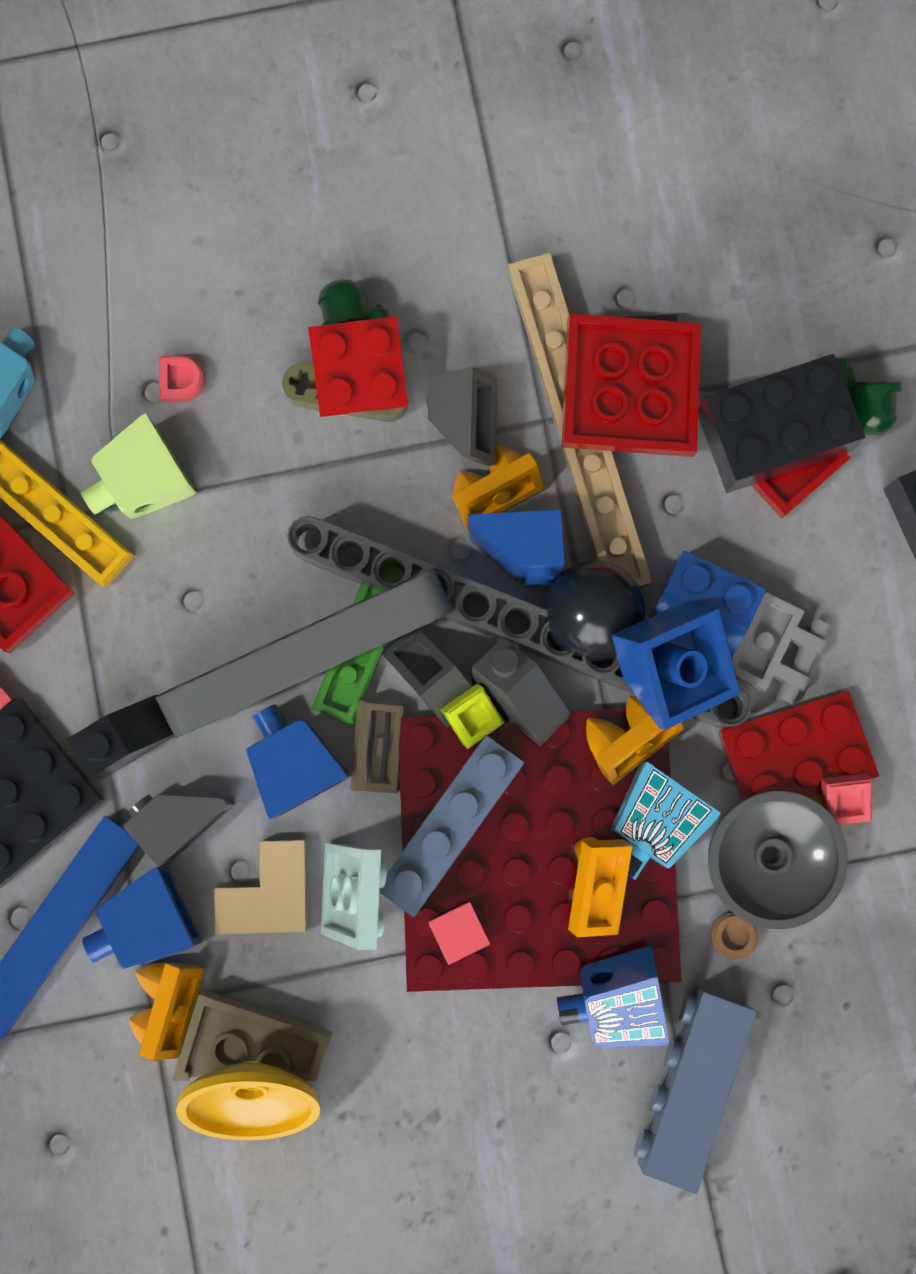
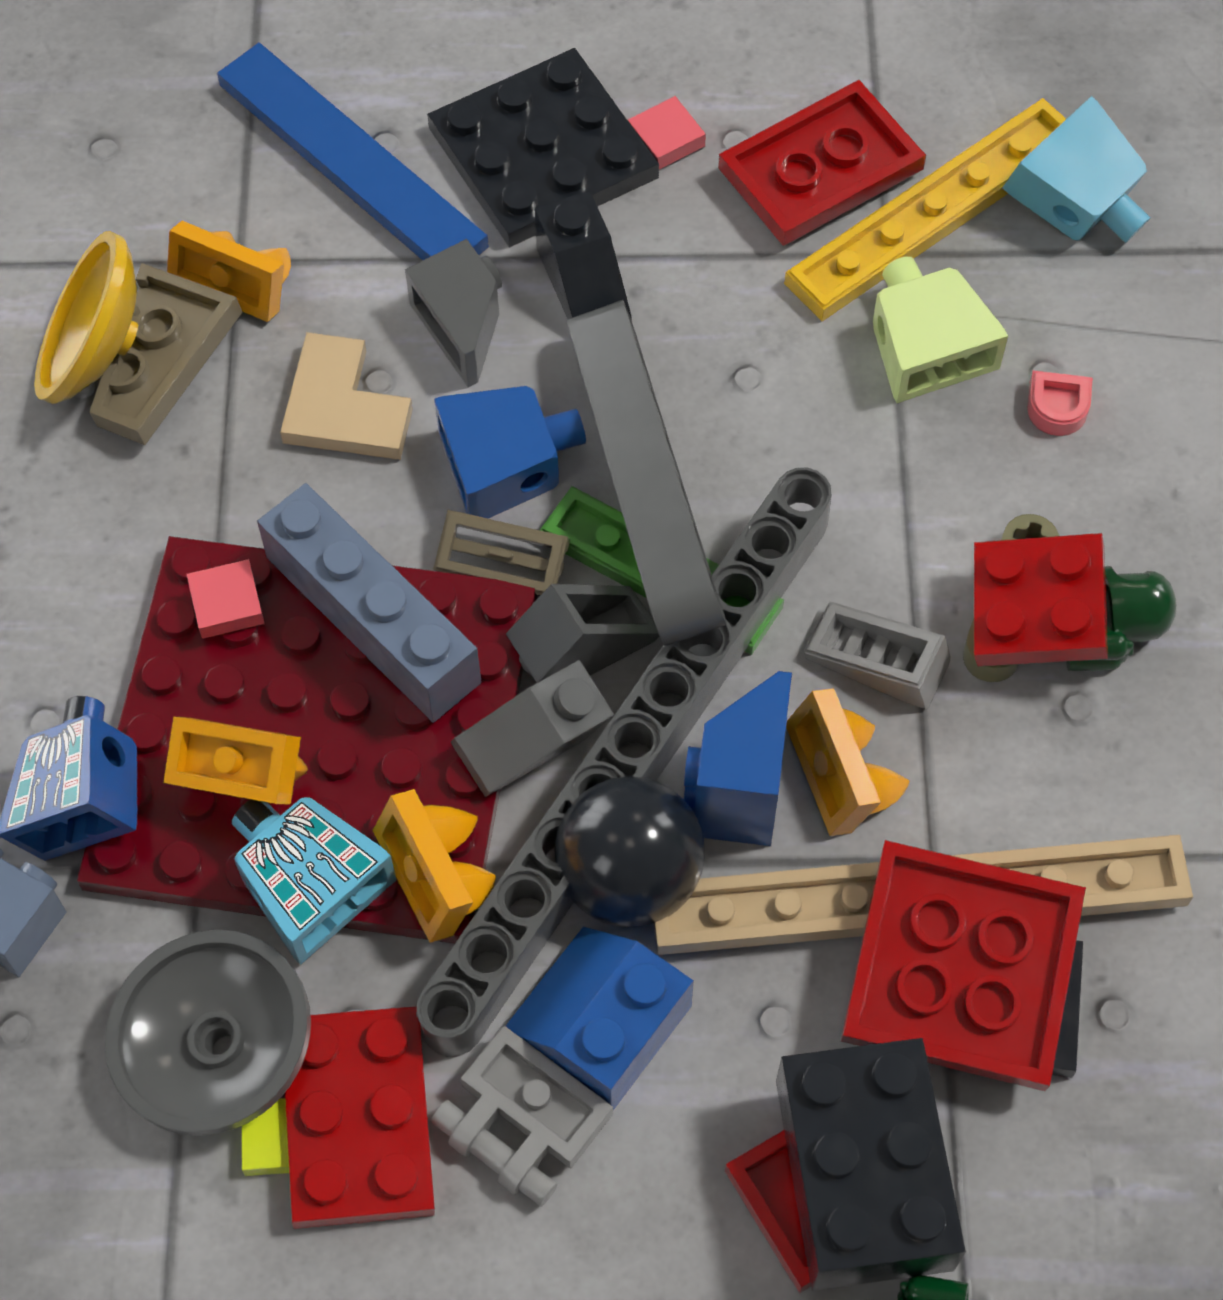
camera: 95 degrees right, 20 degrees down
(143, 922) = (343, 259): blue torso -> none
(352, 895) = (298, 458): light aqua plate -> none
(413, 440) = (896, 681): none -> light grey slope
(465, 412) = (949, 730): dark grey slope -> none
(472, 715) = (513, 659): neon yellow tile -> none
(677, 662) = (520, 919): blue slope -> none
(733, 936) = (111, 965): medium nougat tile -> none
(848, 798) = (269, 1158): coral tile -> none

